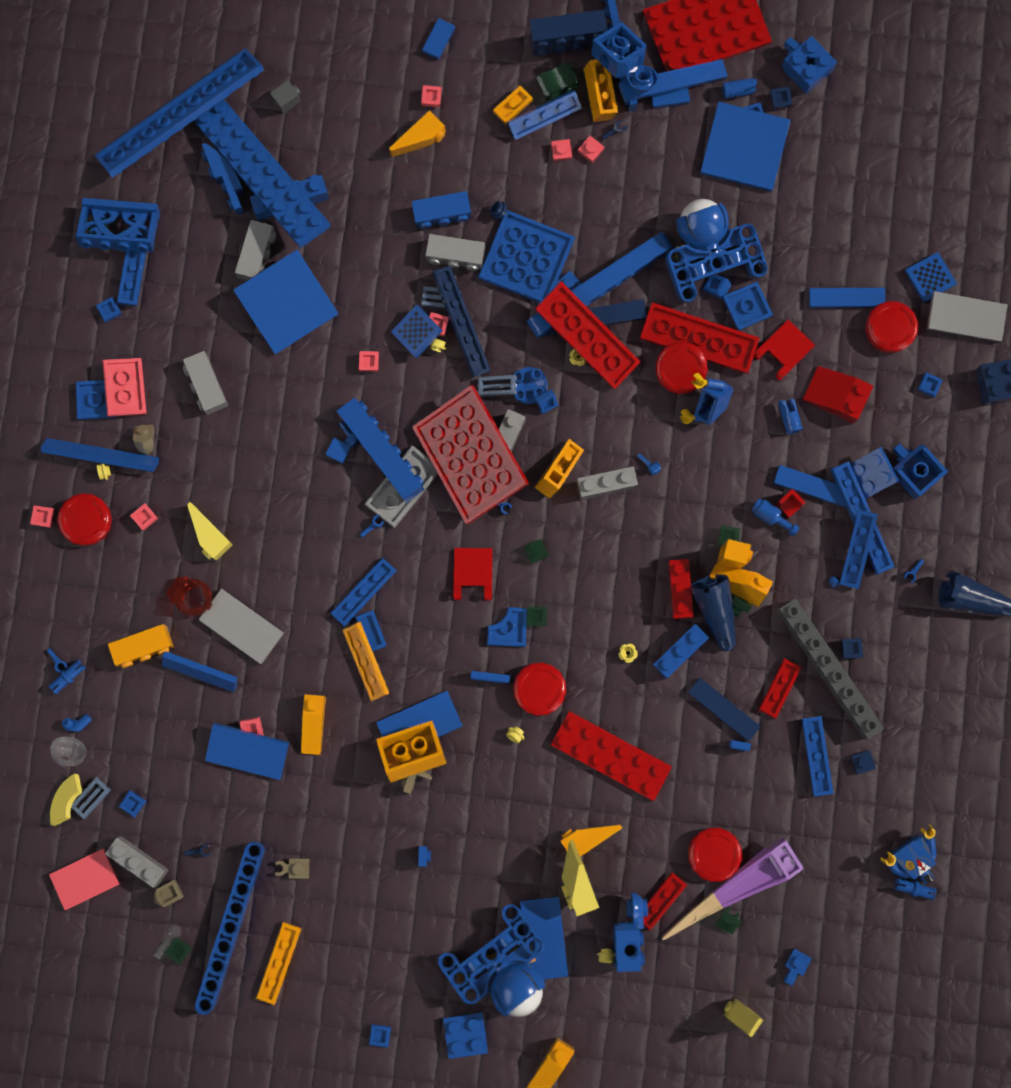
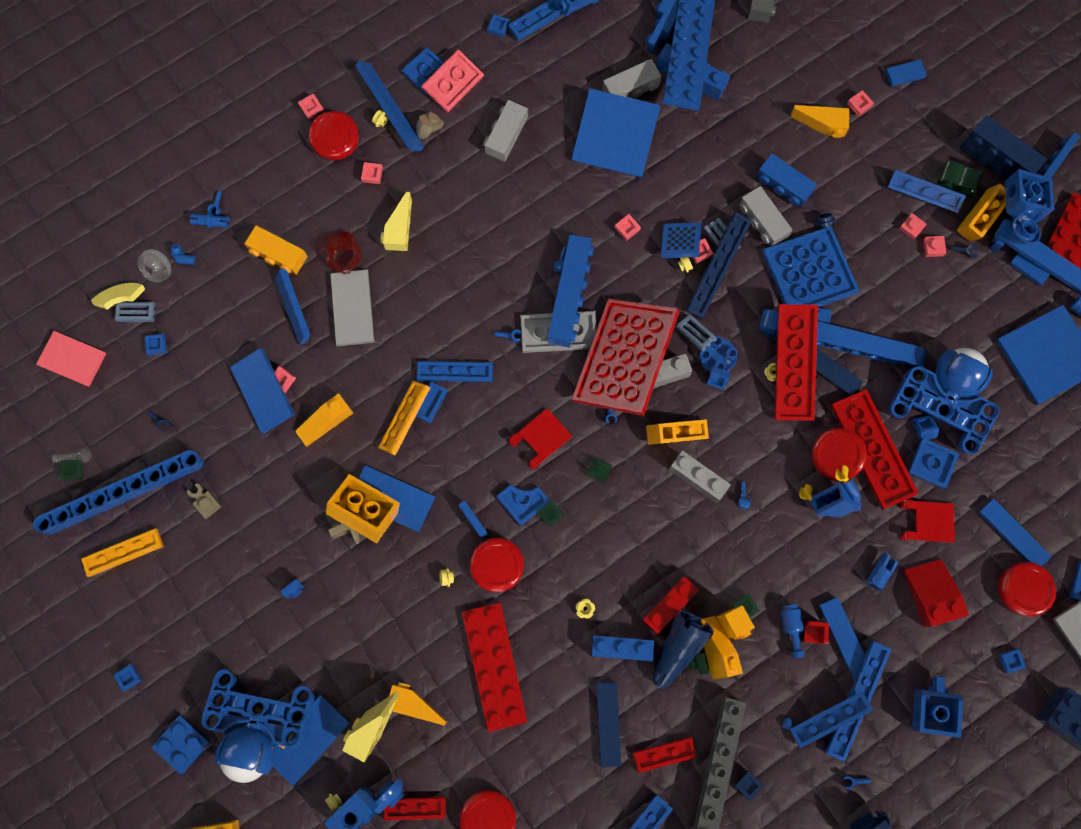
camera: 50 degrees right, 5 degrees down
(137, 861) = (113, 383): light grey brick -> none
(167, 894) = (107, 426): dark tan plate -> none
(338, 450) = (542, 263): blue tile -> none
(512, 105) = (911, 163): light orange plate -> none
(739, 745) = (591, 762): blue tile -> none
(874, 472) = (902, 678): blue plate -> none

